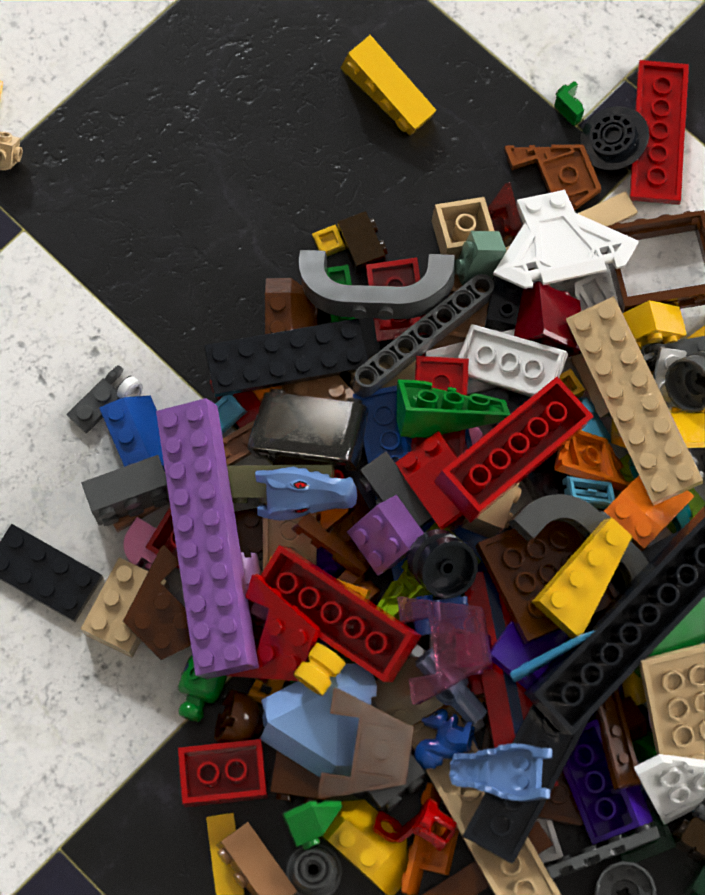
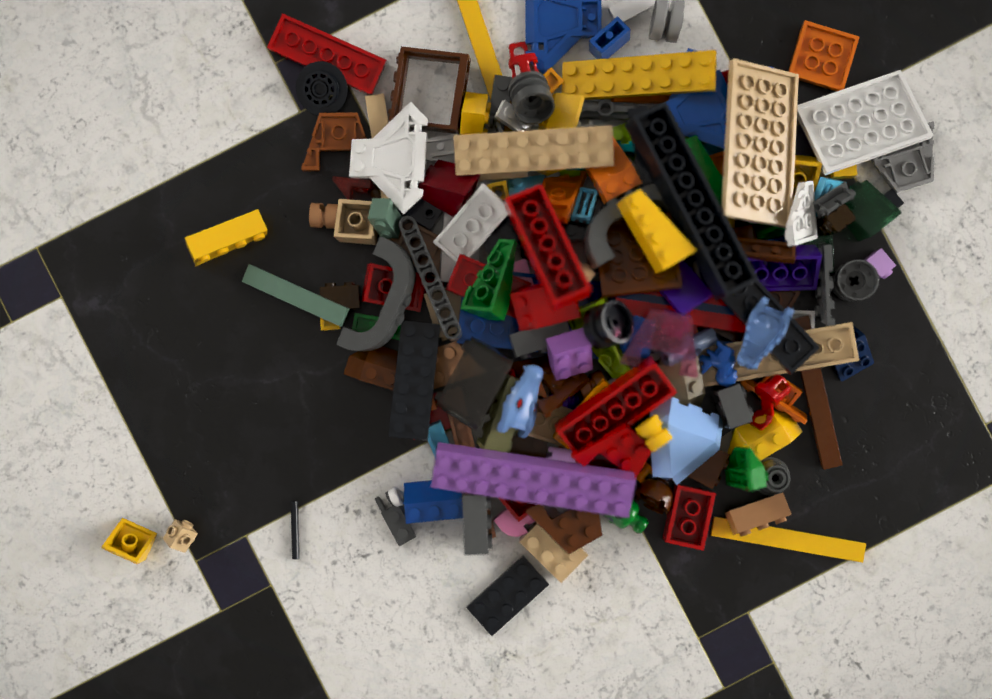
camera: 70 degrees left, 15 degrees up
(48, 283) = (295, 530): none -> black bar
(345, 187) = (295, 295): none -> sand green tile
(379, 752) = (718, 409): reddish brown wing -> none
(456, 185) = (322, 215): none -> medium nougat wheel
(530, 667) = (700, 277): dark azure bar -> none
(568, 106) = (286, 111): green bracket -> none

